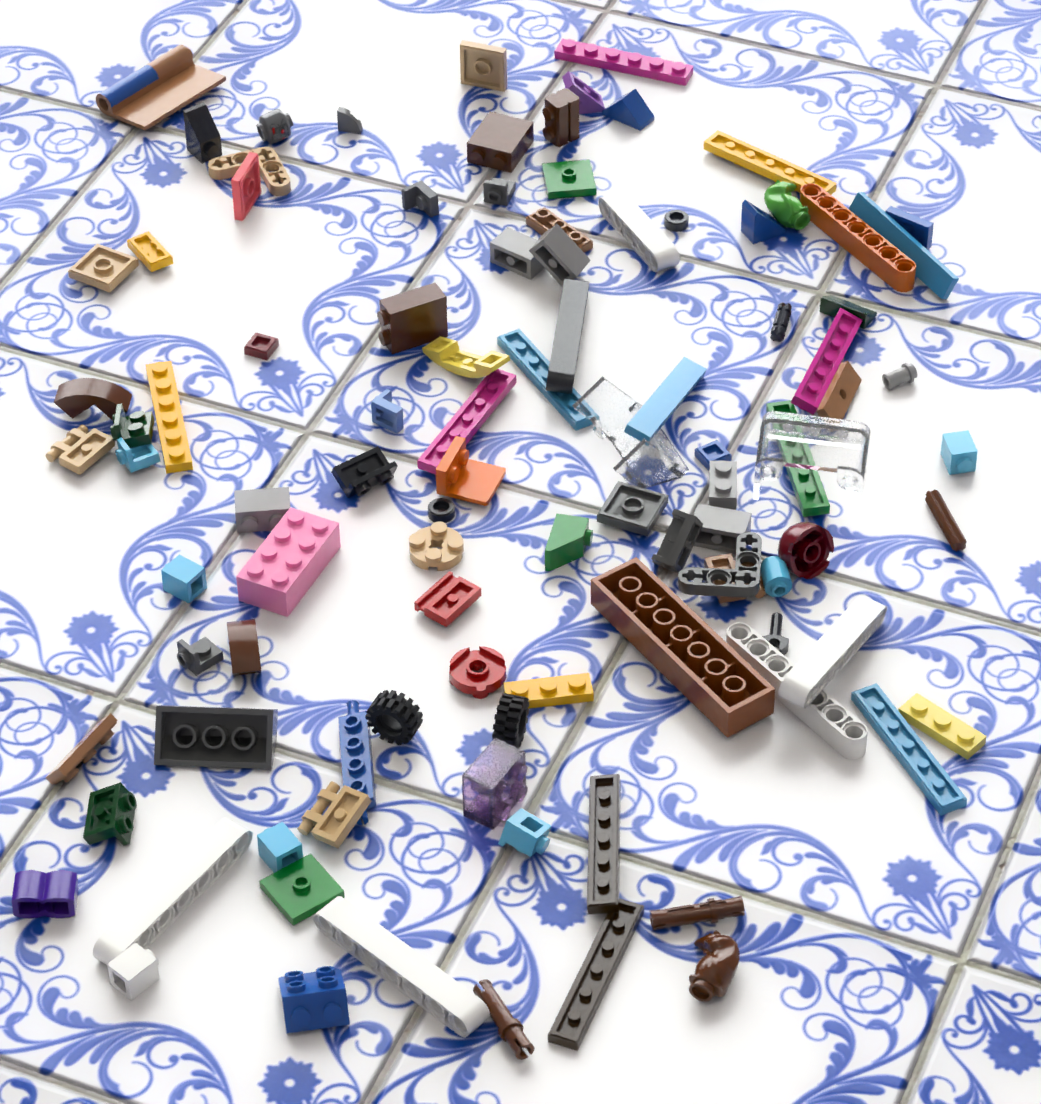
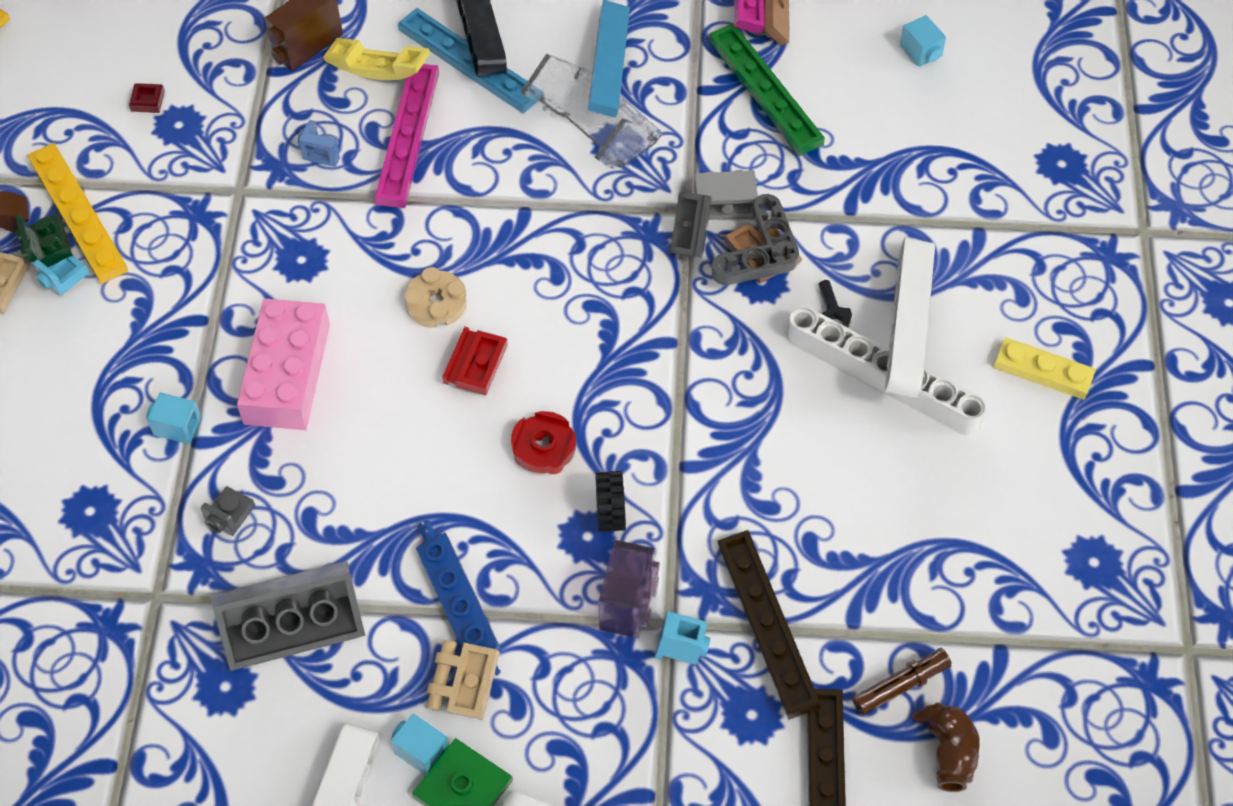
camera: 20 degrees left, 15 degrees up
(83, 750) = (142, 680): medium nougat tile -> none
(110, 815) = (206, 759): dark green bracket -> none
(243, 647) = (276, 488): reddish brown brick -> none
(260, 508) = (228, 304): brick -> none
(363, 472) = (321, 226): black bracket -> none
(394, 717) = (482, 534): black tyre -> none
(441, 510) = (422, 250): black tile -> none
(467, 478) = (437, 203): bracket -> none
(553, 690) = (627, 444): yellow plate -> none
(567, 540) = (573, 252): slope -> none
(632, 508) = (624, 194): dark grey plate -> none
(682, 647) = (750, 352): dark orange brick -> none
(712, 452) = (677, 107): blue tile -> none
(723, 484) = (708, 145): brick -> none
(775, 576) = (807, 237): medium azure brick -> none
(806, 549) = (822, 197): dark red cylinder -> none
(813, 445) = (792, 79): clear windscreen -> none
(909, 749) = (1024, 406): dark azure tile -> none
(945, 520) = (941, 122): reddish brown axle -> none

